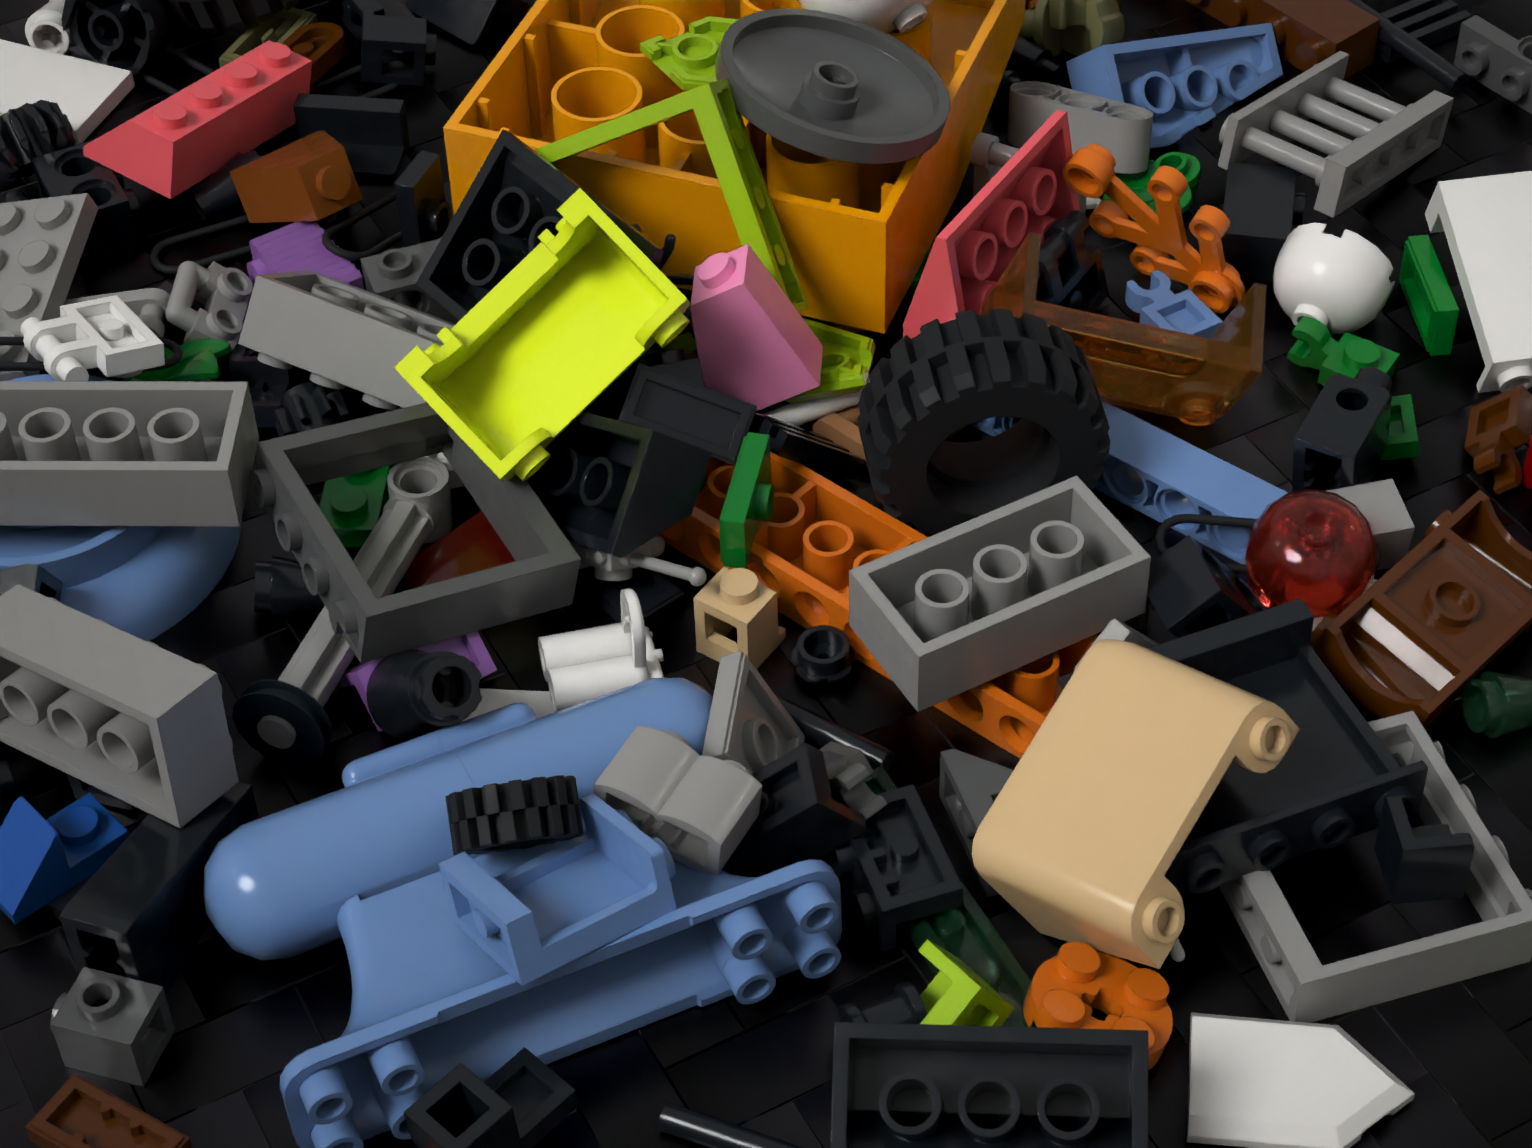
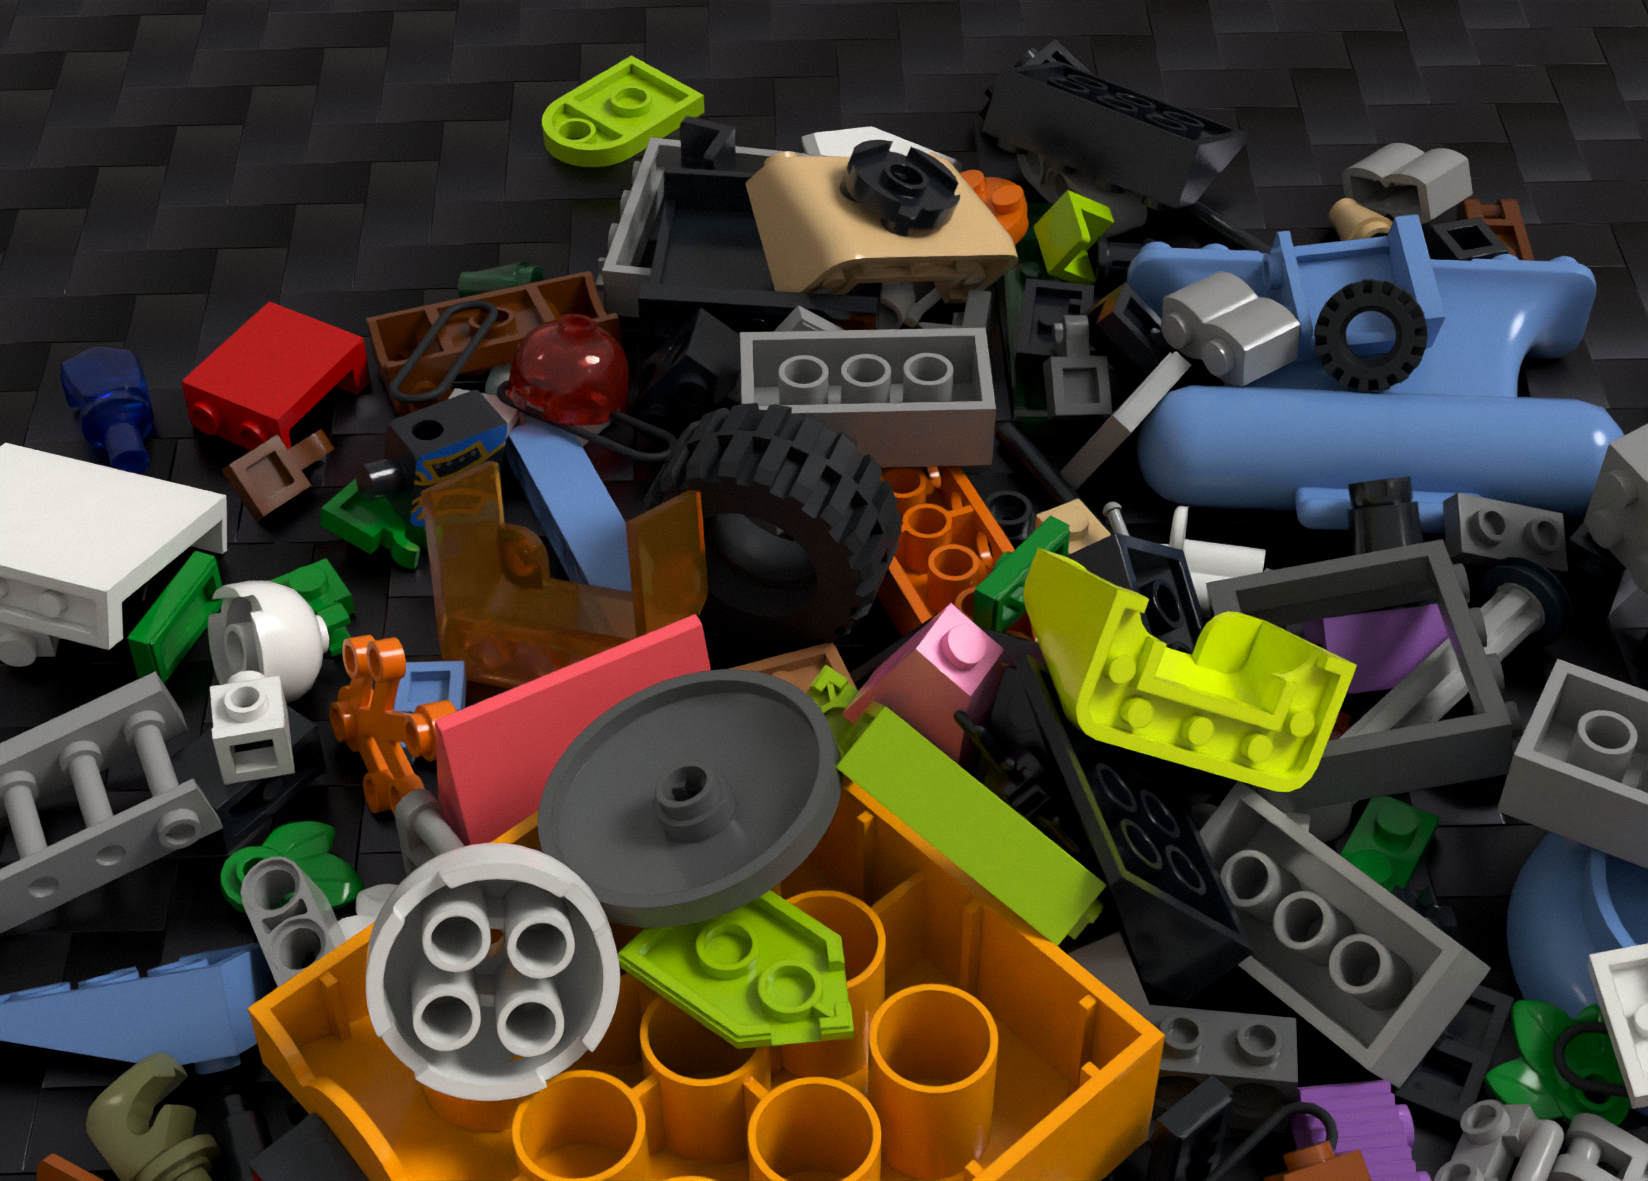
camera: 155 degrees left, 0 degrees up
(329, 748) = (1489, 530): none -> dark grey plate
(1132, 775) = (900, 188): none -> black plate
(1247, 183) = (246, 712): none -> white brick
(1423, 530) = (427, 340): none -> black piece

